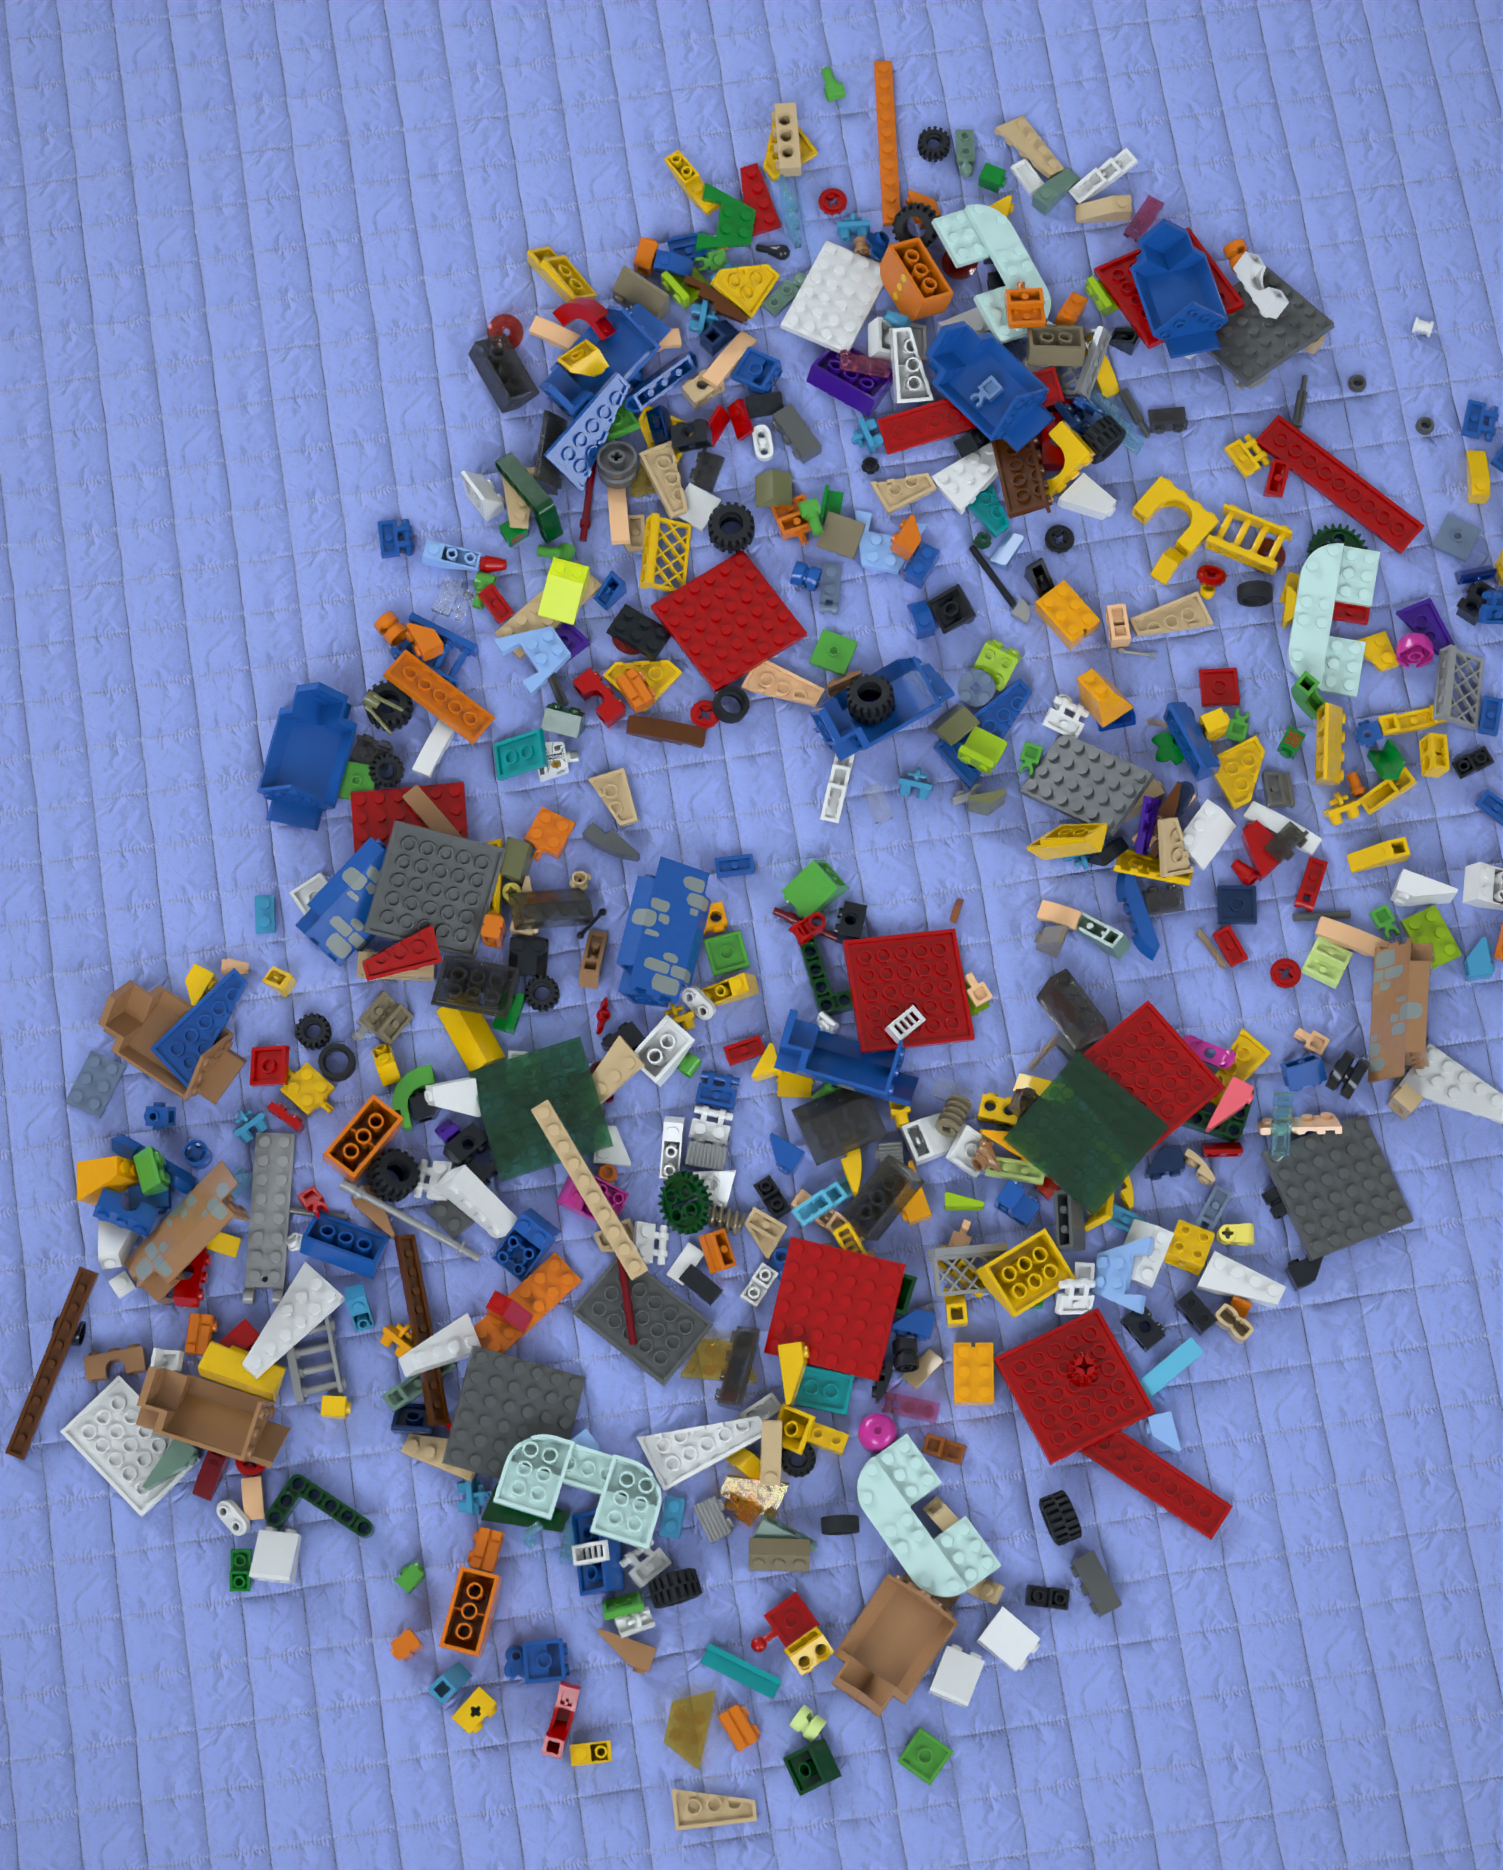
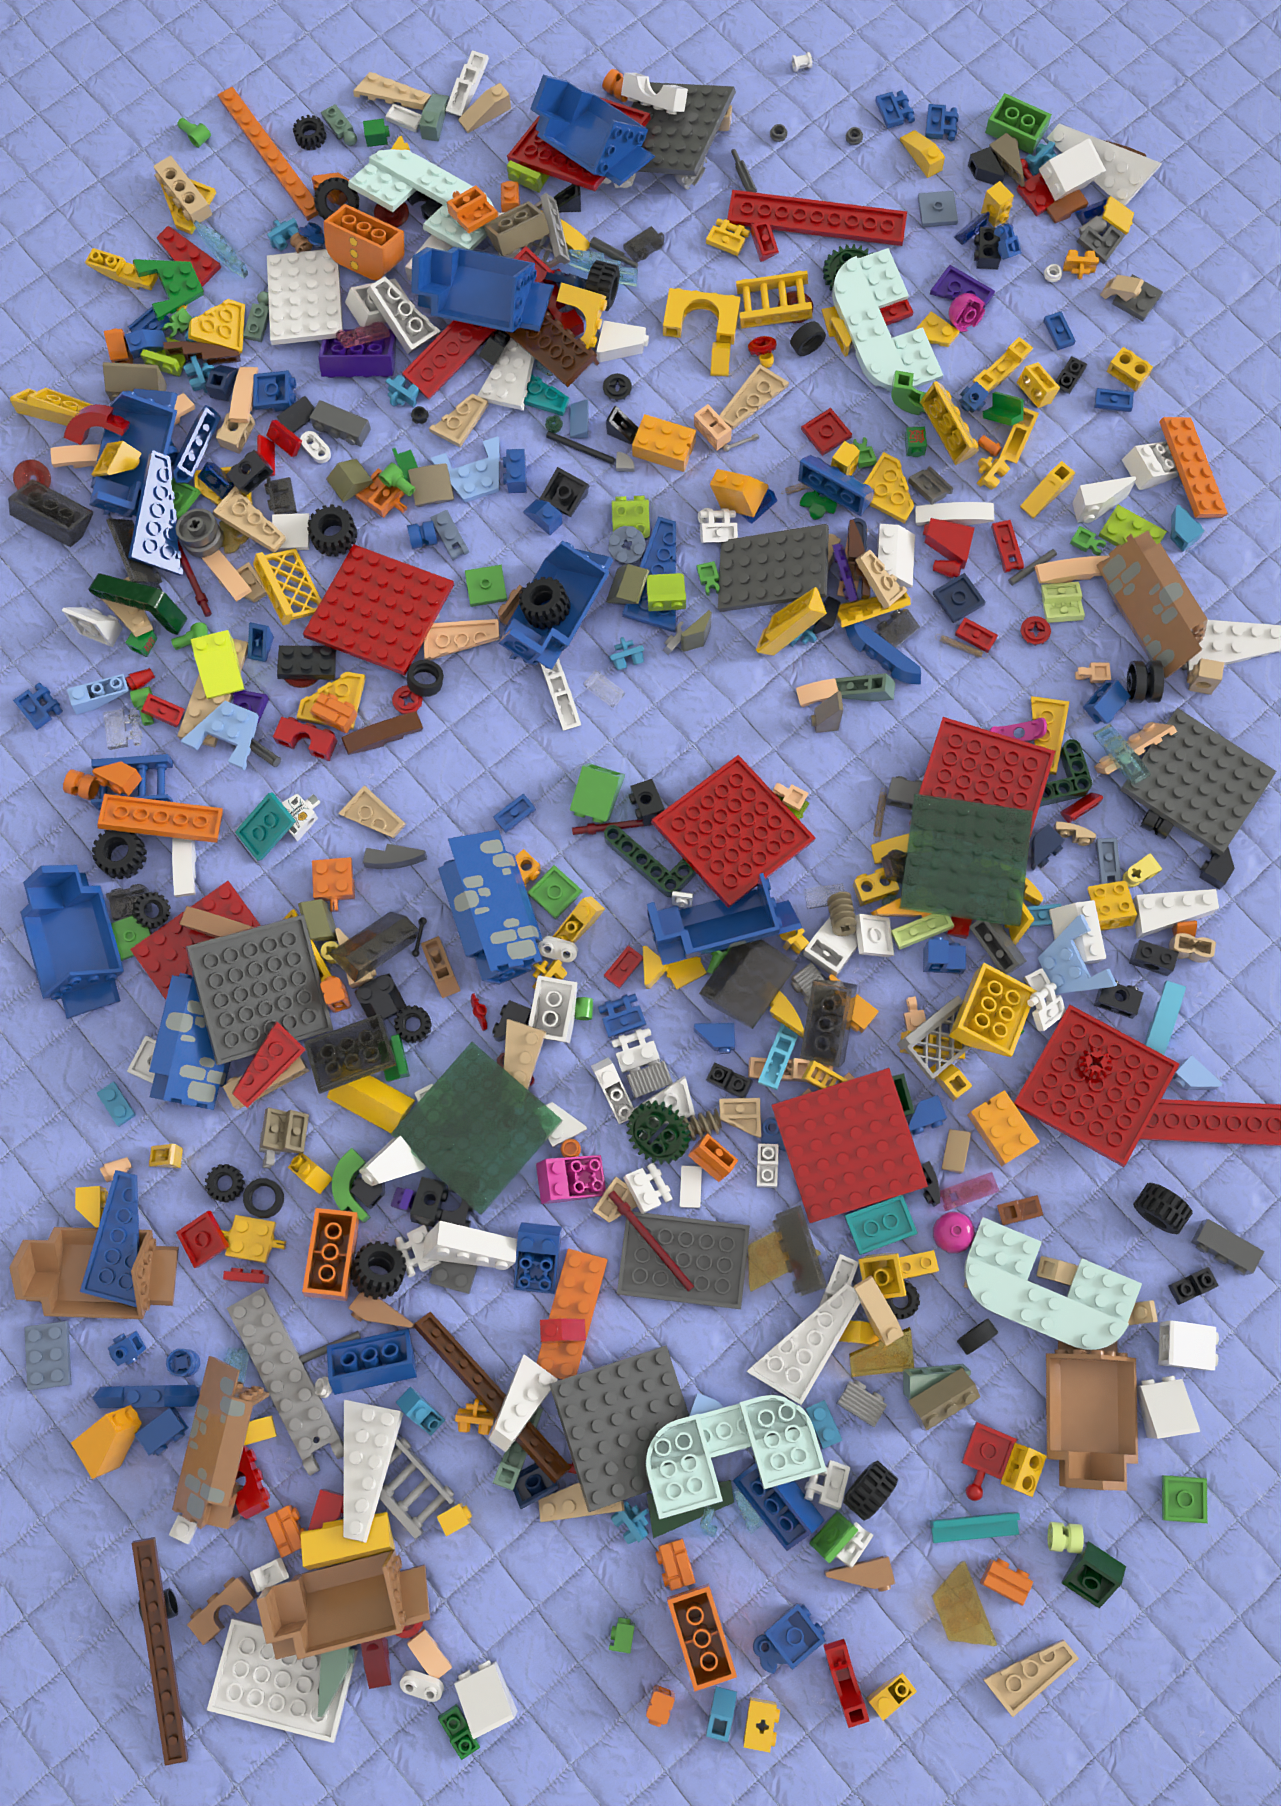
camera: 30 degrees left, 0 degrees up
(110, 1210) = (130, 1468): blue arch -> none
(114, 1244) = (153, 1492): white slope -> none
(151, 1171) = (149, 1407): bright green slope -> none
(257, 1120) = (213, 1314): dark azure hips -> none
(313, 1200) = (317, 1338): red plate -> none
(320, 1503) = (497, 1620): dark green beam -> none
(360, 1193) = (357, 1305): light grey bar -> none
(373, 700) = (101, 854): olive plant -> none
(563, 720) = (286, 773): slope -> none
(578, 1553) = (765, 1517): white slope -> none
(580, 875) = (382, 901): tan plate -> none
(590, 1190) = (568, 1173): tan brick -> none
(700, 1284) = (716, 1197): black slope -> none
(744, 1511) = (885, 1377): clear orange plate -> none
(779, 251) = (232, 285): black piece -> none
(793, 1364) = (845, 1218): yellow slope -> none
(807, 929) = (613, 830): red piece -> none
(830, 195) = (247, 218): red gear -> none
(893, 1032) = (746, 872): white slope -> none
(896, 319) = (366, 280): dark azure cone -> none
(905, 1352) = (936, 1150): black wheel -> none
(907, 539) = (490, 455): orange slope -> none
(956, 910) = (728, 734): dark orange tile -> none
(956, 1202) = (891, 987): lime slope -> none
(985, 1157) = (892, 932): medium nougat animal -> none
(988, 390) = (483, 293): medium blue plate -> none
(1072, 1010) = (884, 763): clear smoke slope -> none
(1082, 404) = (572, 266): blue plate -> none
(1144, 218) = (522, 99): clear pink plate -> none
(1233, 1100) = (1067, 757): coral slope -> none
(1285, 842) = (968, 521): clear smoke bracket -> none
(1446, 684) = (1013, 326): light grey fence -> none

